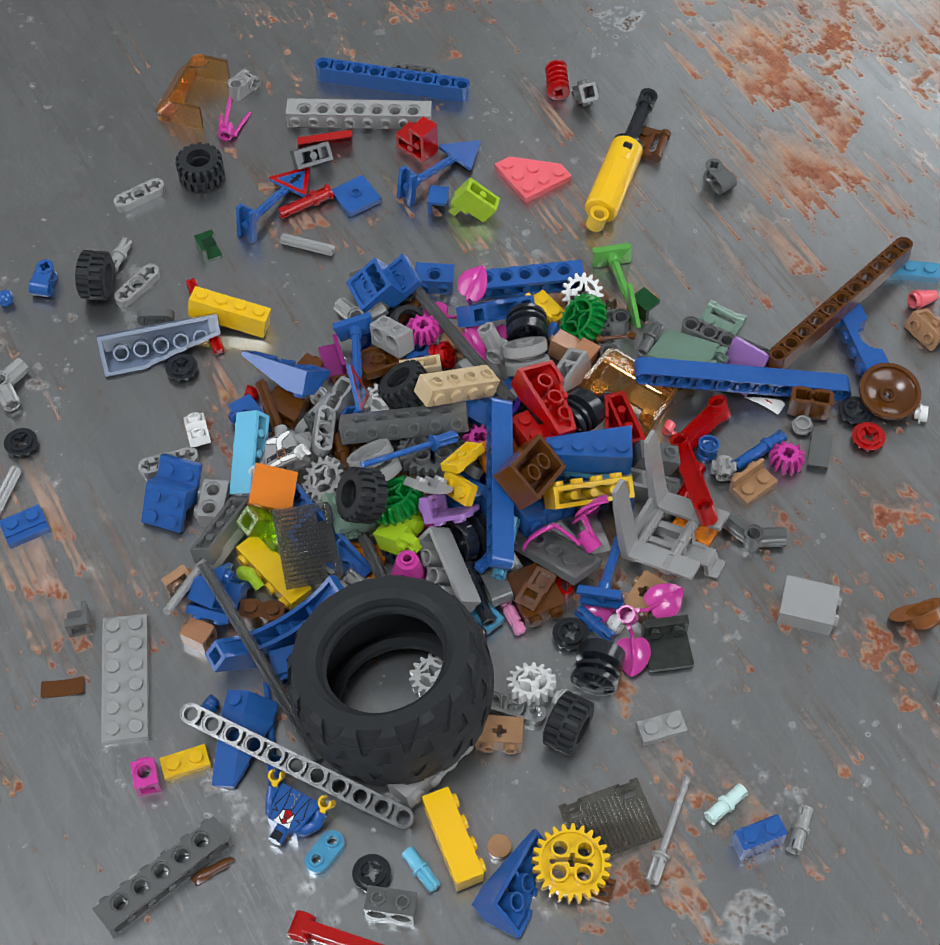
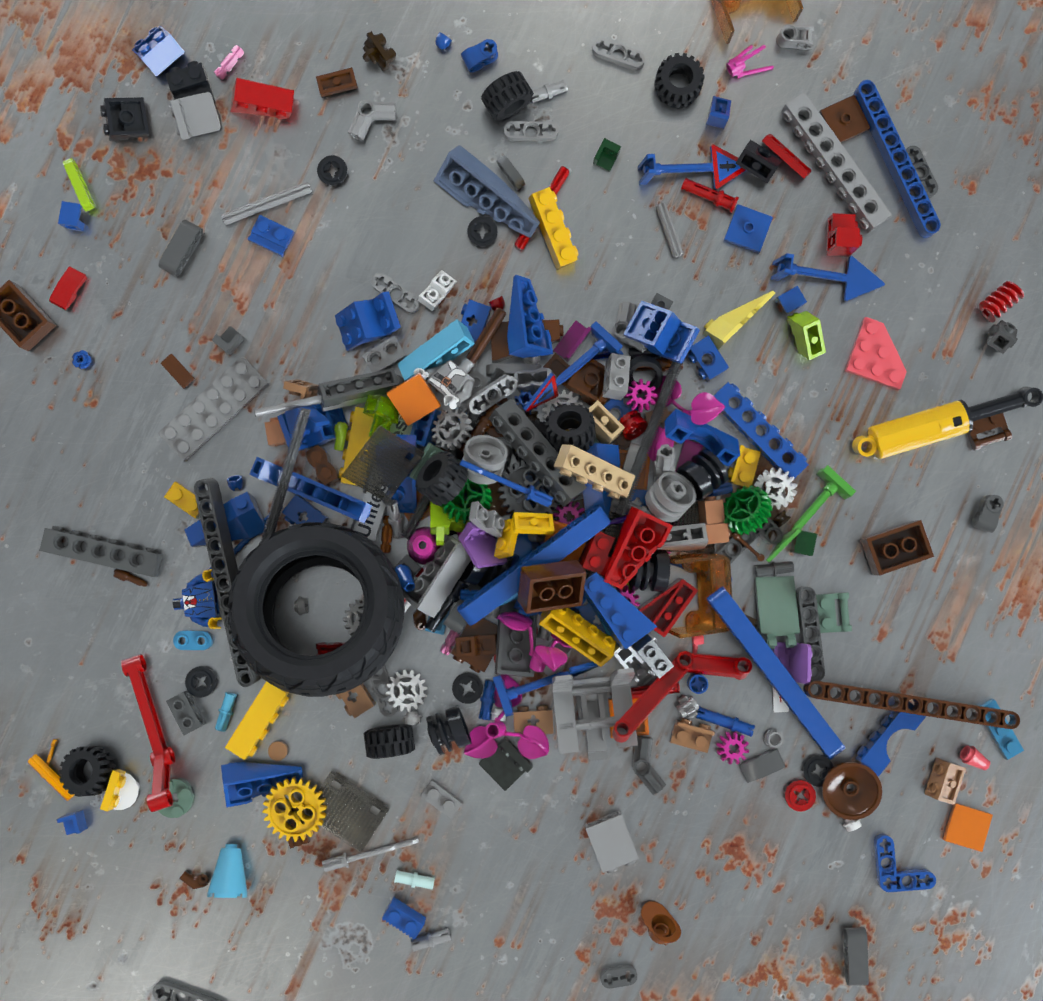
camera: 50 degrees right, 30 degrees up
(147, 785) = (147, 484): dark pink brick -> none
(250, 161) = (719, 112): none -> blue slope
(333, 89) = (845, 118): none -> reddish brown plate
(420, 240) = (728, 324): none -> light yellow wedge
(699, 245) = (897, 547): none -> reddish brown brick
(810, 402) = (795, 731): reddish brown brick -> none

